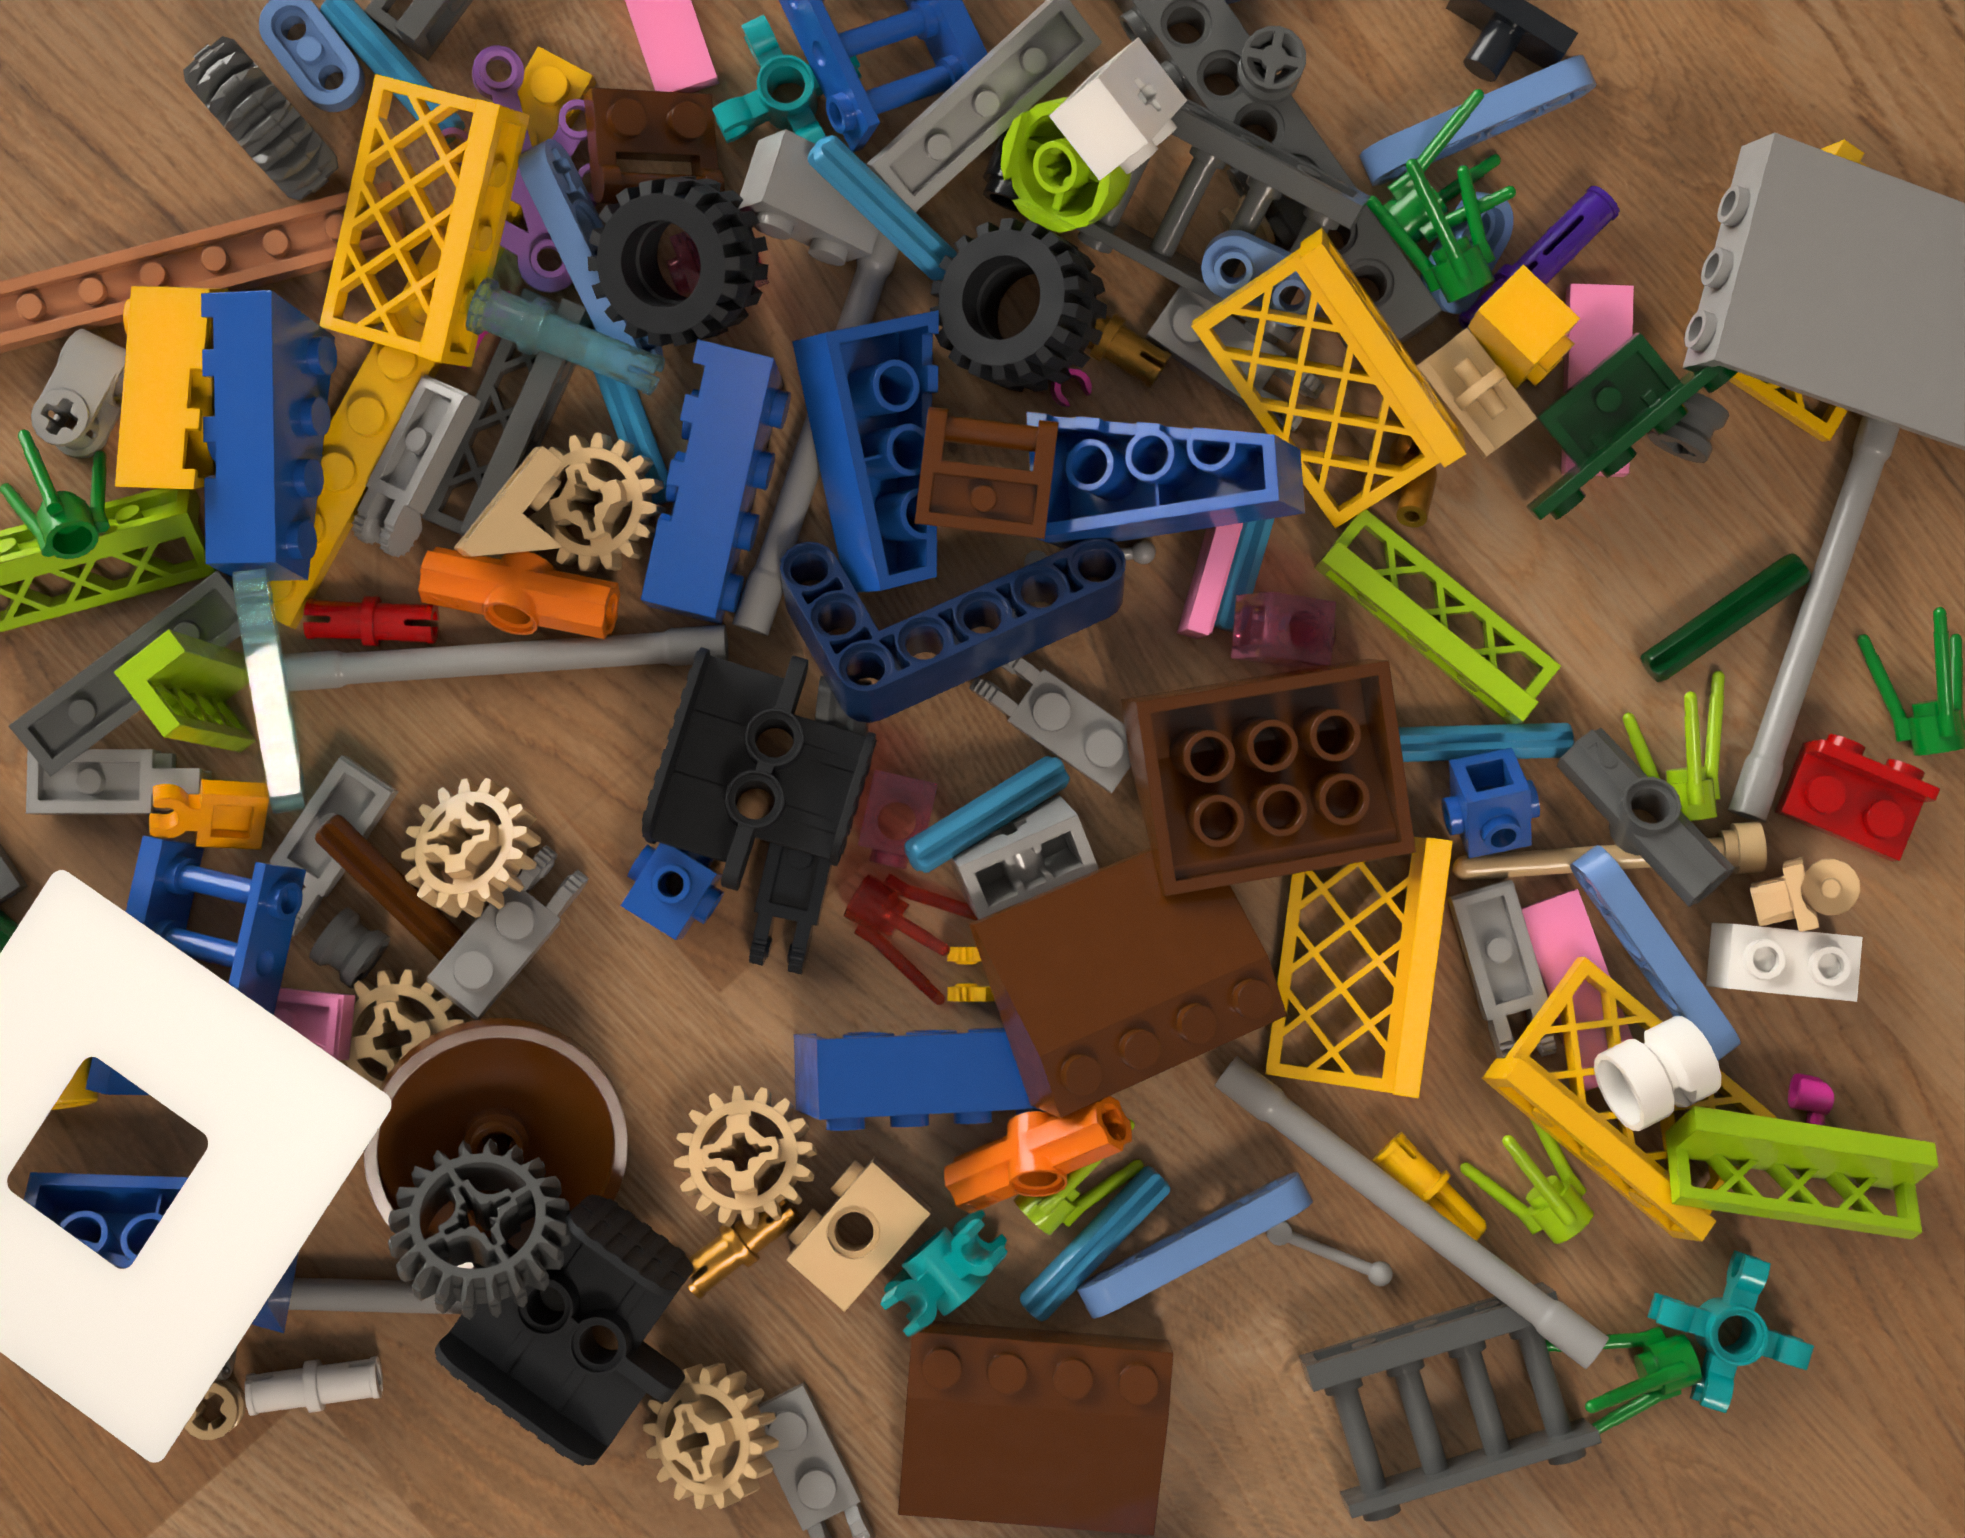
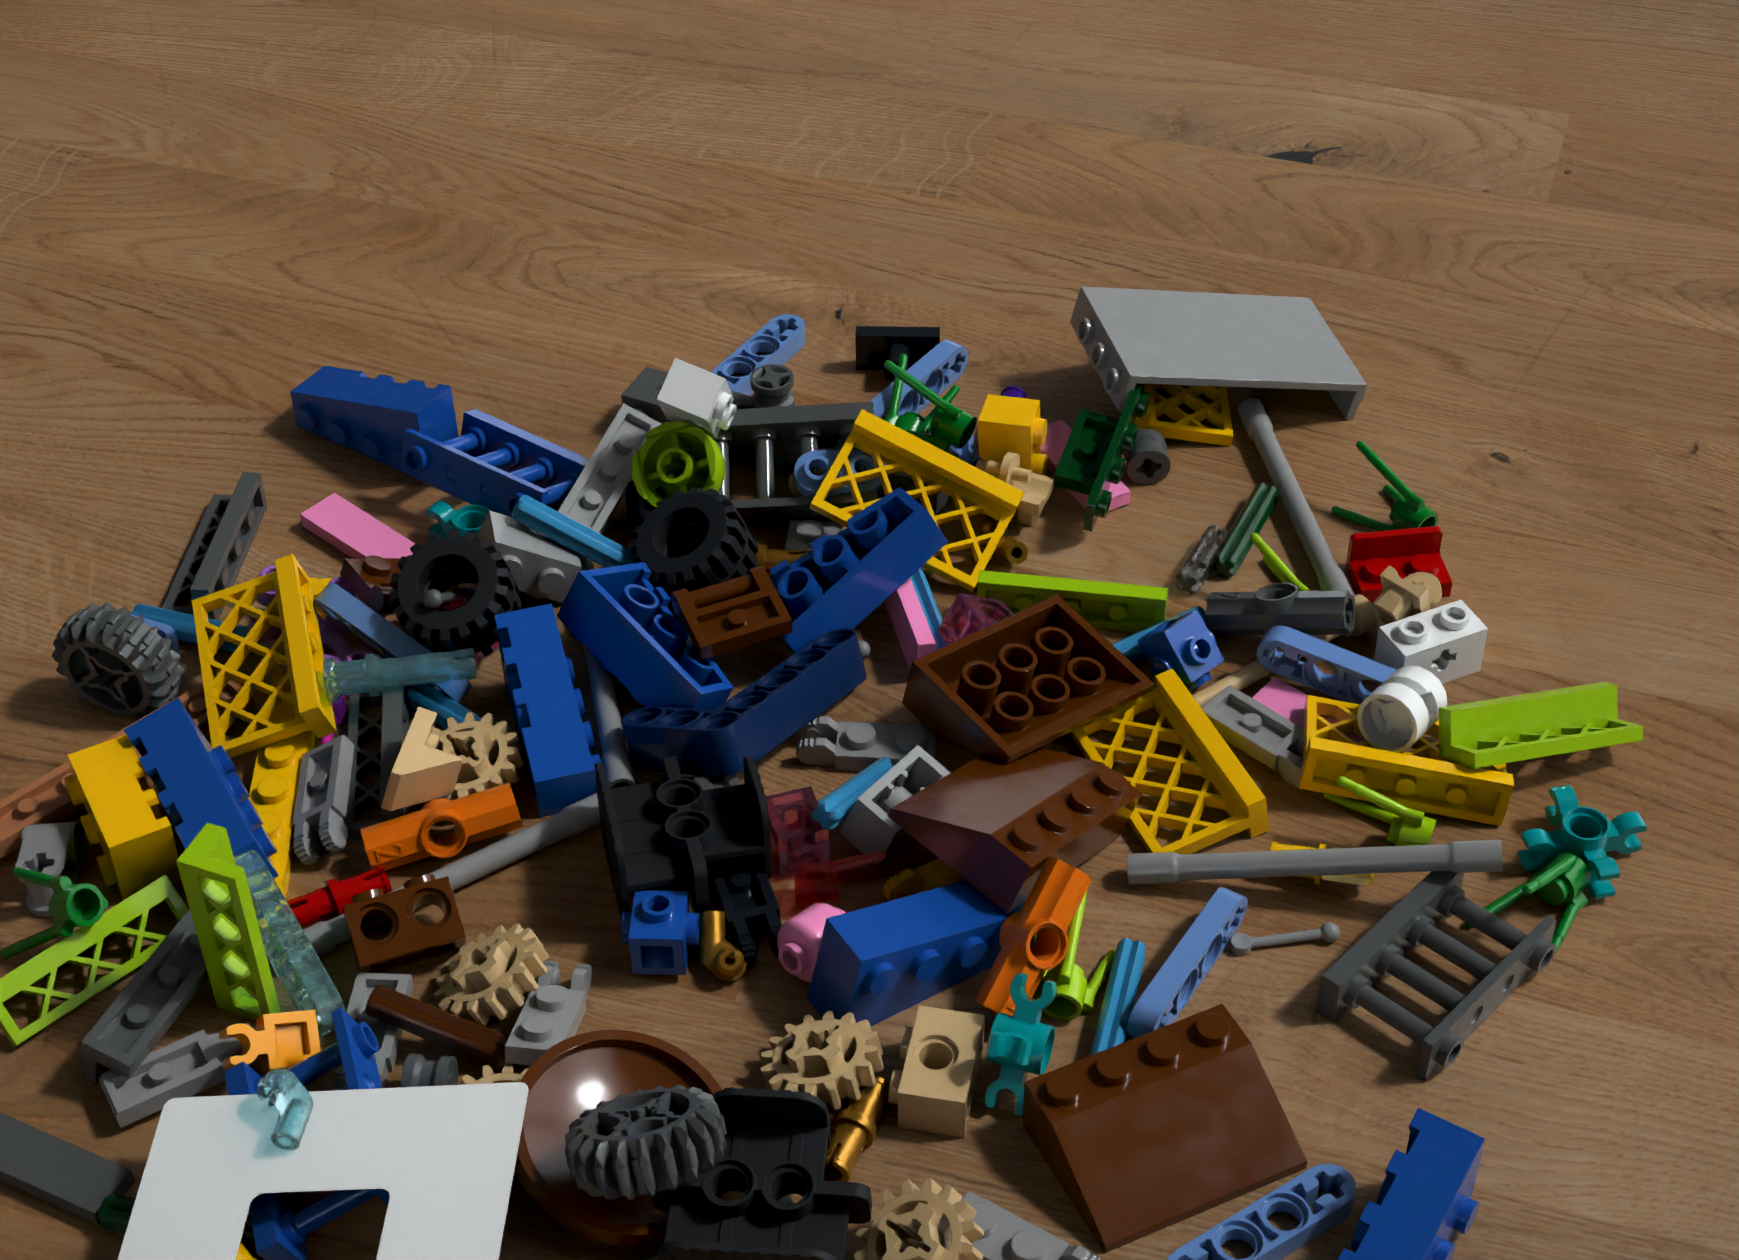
camera: 30 degrees left, 45 degrees down
(159, 979) = (293, 1103): none -> clear light blue arm
(411, 741) = (409, 939): none -> reddish brown brick
(635, 280) = (434, 598): none -> dark grey hinge
(728, 931) = (715, 951): none -> pearl gold arm
(826, 998) = (801, 938): none -> bright pink head
(1635, 640) = (1200, 561): none -> clear smoke axle

